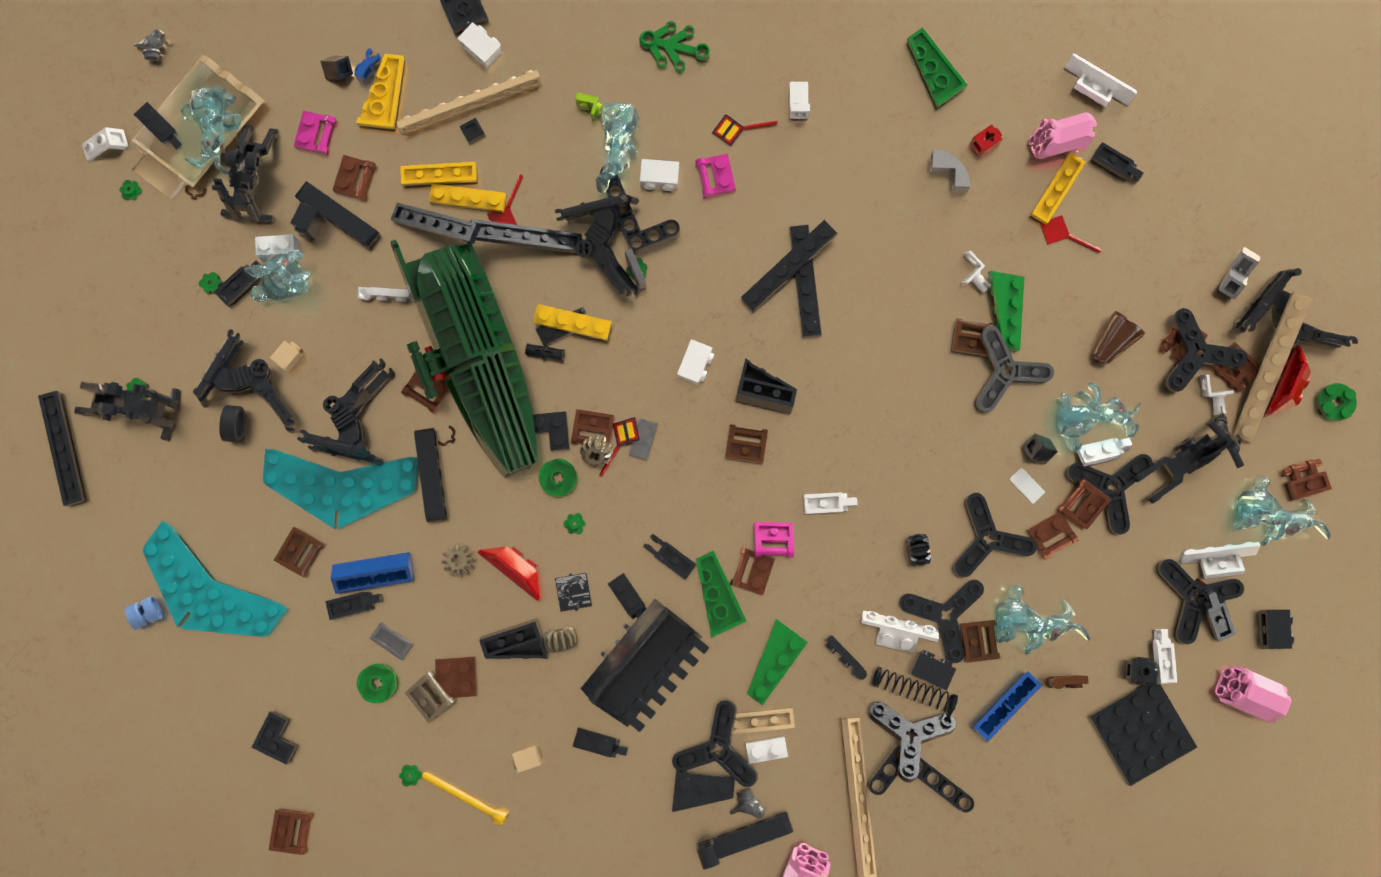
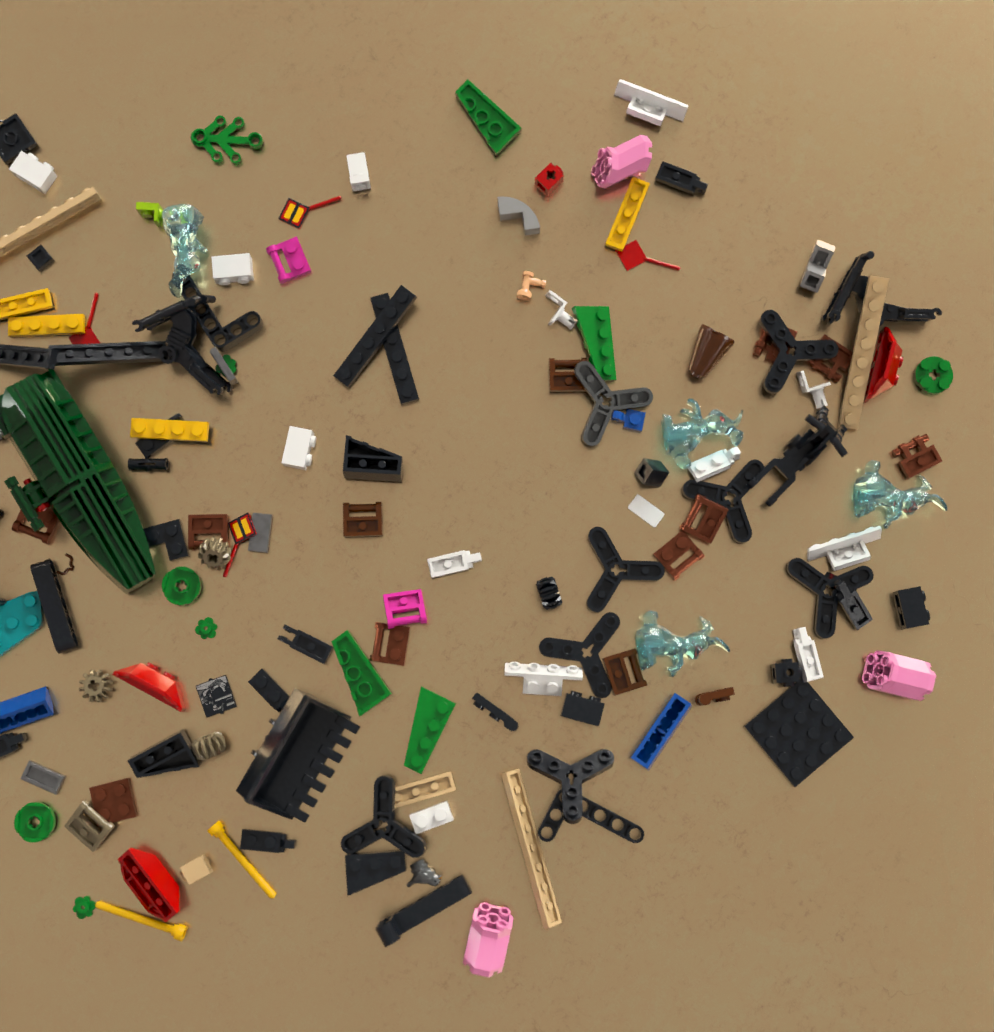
camera: 10 degrees left, 0 degrees up
(480, 764) = (150, 883): none -> red wedge
(554, 725) = (218, 831): none -> yellow piece
(878, 678) = (607, 732): black piece -> none
(943, 249) = (524, 293): none -> light nougat piece
(1027, 392) = (631, 419): none -> blue plate

